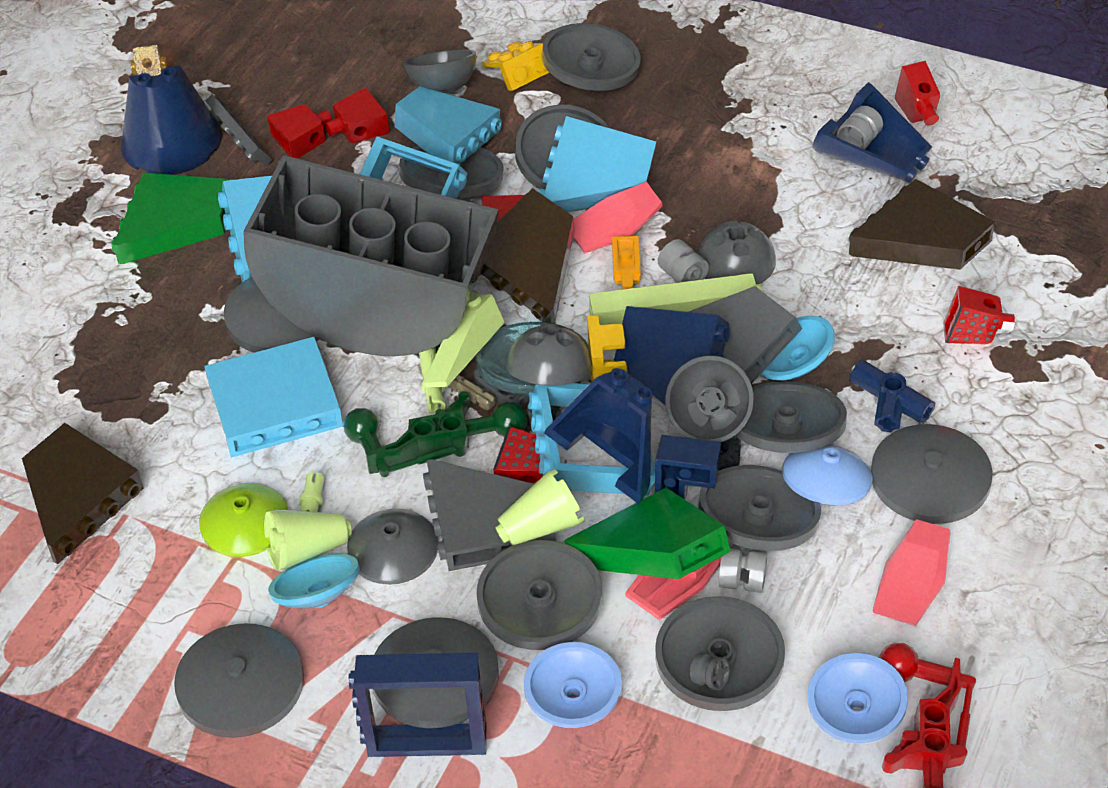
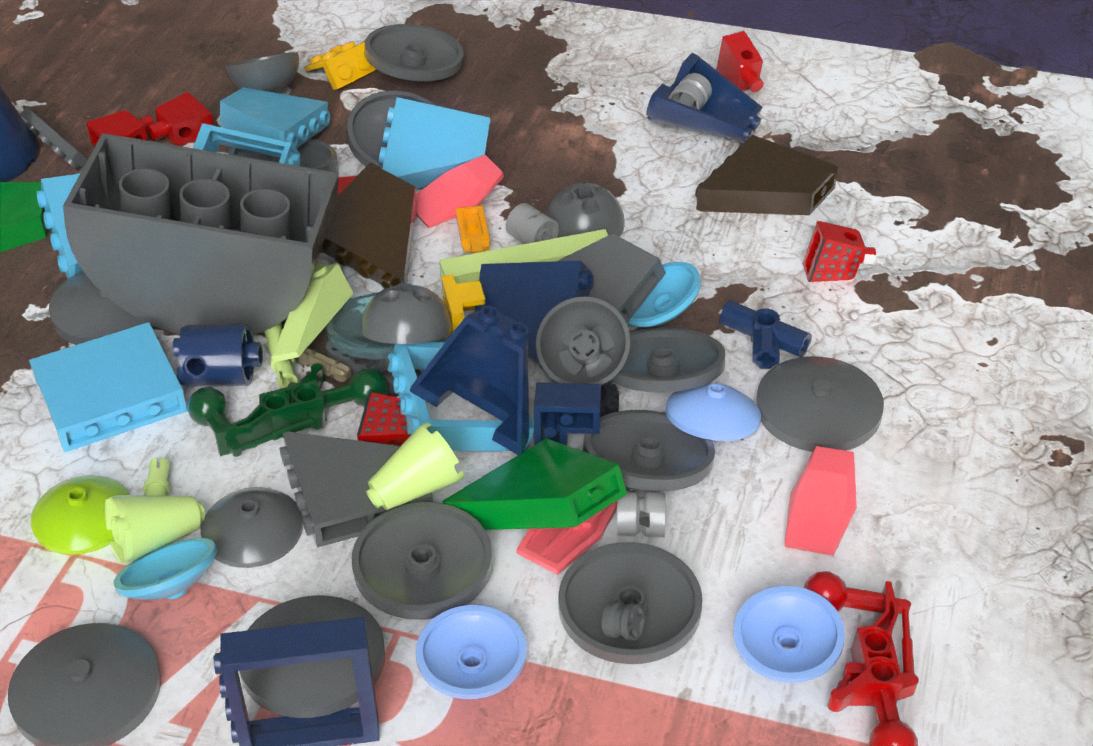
camera: 10 degrees left, 5 degrees down
(373, 376) = (217, 355): none -> dark blue cylinder

